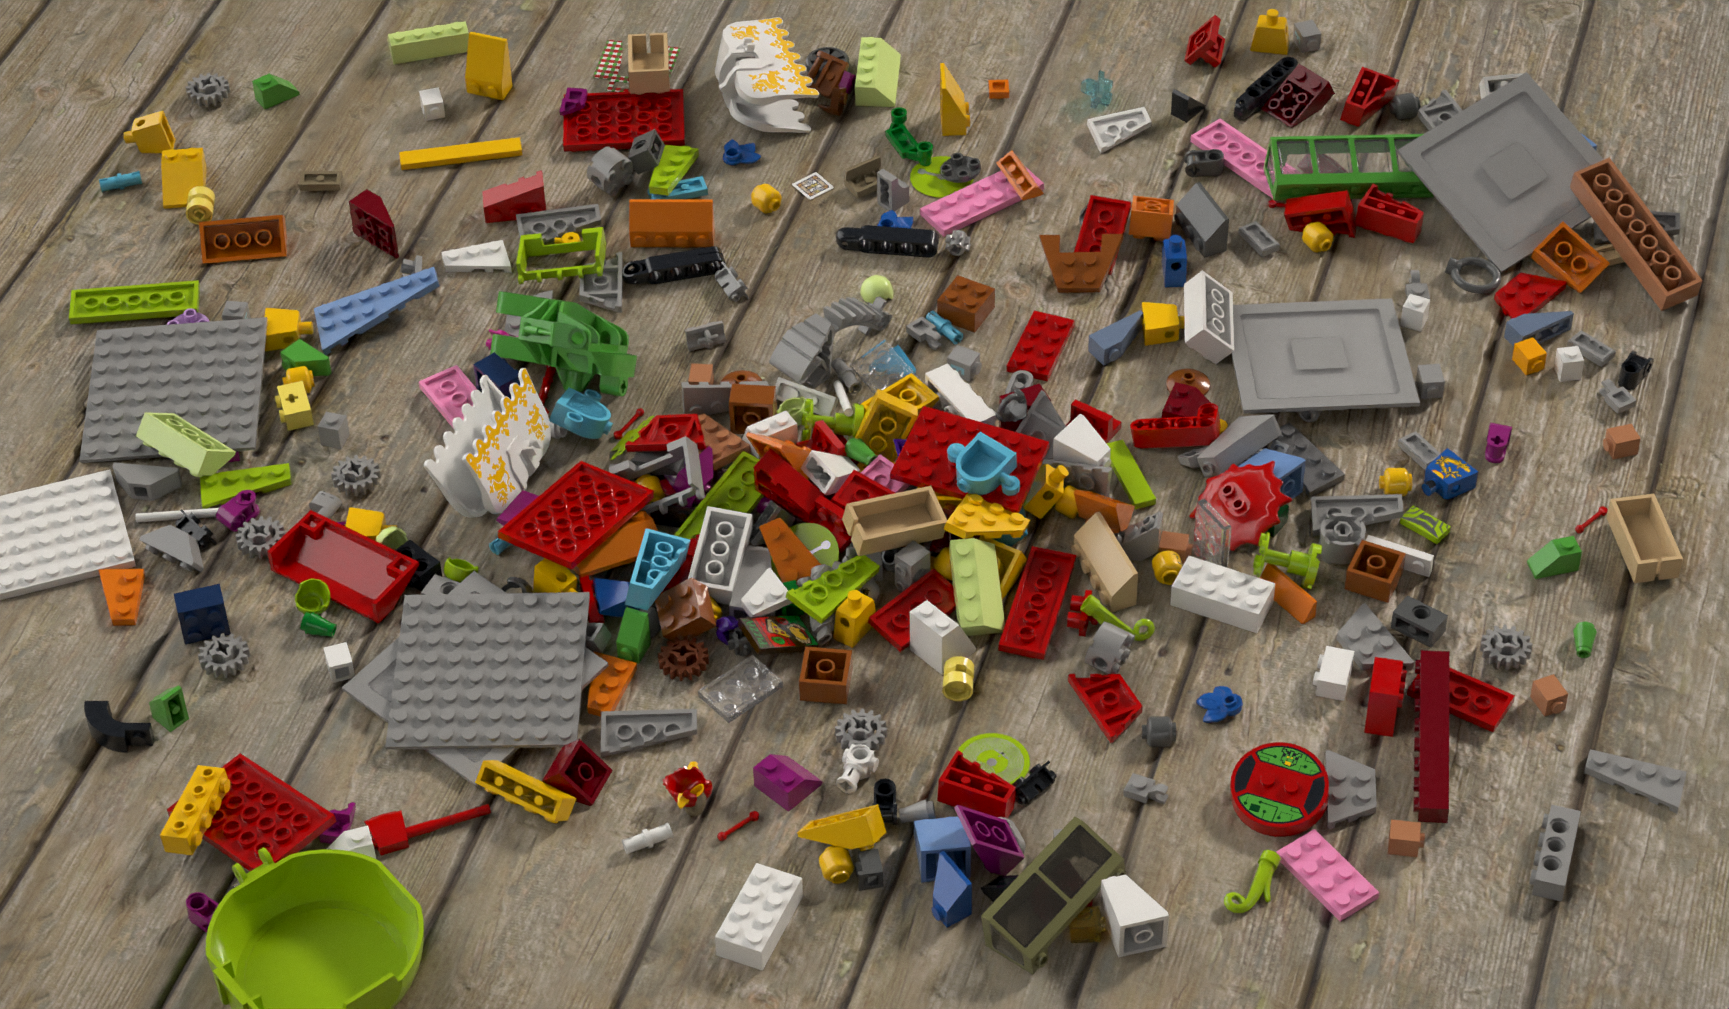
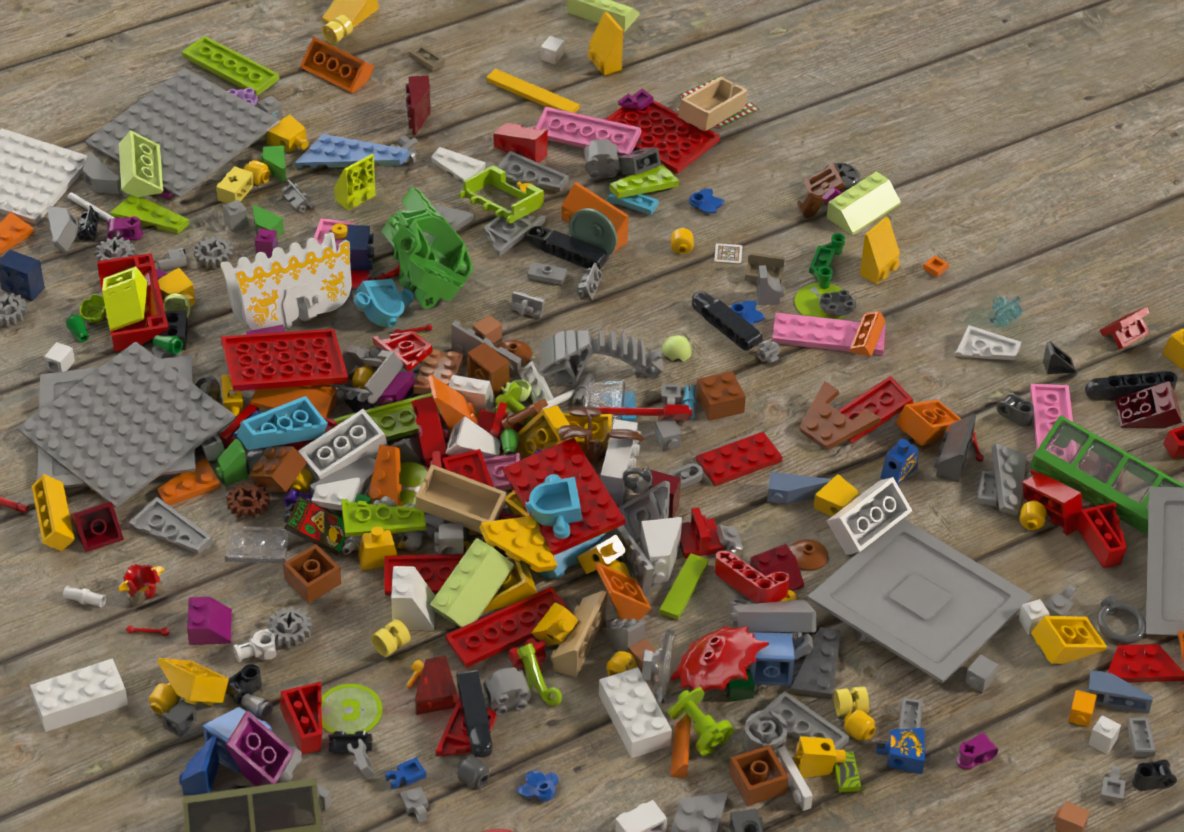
camera: 40 degrees right, 0 degrees up
(341, 566) = (124, 298): none -> neon yellow slope
(370, 419) = (266, 220): none -> bright green slope
(375, 378) = (293, 194): none -> light grey hinge
(397, 435) = (266, 241): none -> magenta brick
(418, 329) = (356, 183): none -> neon yellow slope
(438, 576) = (170, 344): none -> green cone
(455, 380) = (339, 230): none -> yellow piece
(458, 569) = (194, 348): lime hair -> none
(562, 155) = (581, 130): none -> bright pink plate
(683, 300) = (547, 273): none -> light grey plate
(708, 232) = (594, 229): none -> sand green dish
(762, 77) = (769, 156): white animal -> none
(850, 416) = (521, 416): none -> dark orange plate
(928, 399) = (593, 446): none -> reddish brown plant
(953, 339) = (679, 412): none -> red piece
(1008, 686) = (417, 667): none -> yellow hand
(1043, 689) = (436, 687): none -> clear red slope
(1066, 789) = (362, 761): none -> light grey plate
(1083, 569) = (557, 623): none -> yellow torso
(1107, 682) = (474, 713): none -> black piece
(1109, 770) = (407, 772): none -> blue plate
(1119, 412) = (730, 538): none -> light grey plate
(1198, 544) = (648, 663): none -> light grey plate
(1263, 217) = (1009, 475): none -> light grey wing
(1368, 468) = (850, 701): none -> light yellow wheel
(1401, 522) = (817, 756): none -> yellow torso
(1456, 313) = (1067, 638): none -> yellow slope

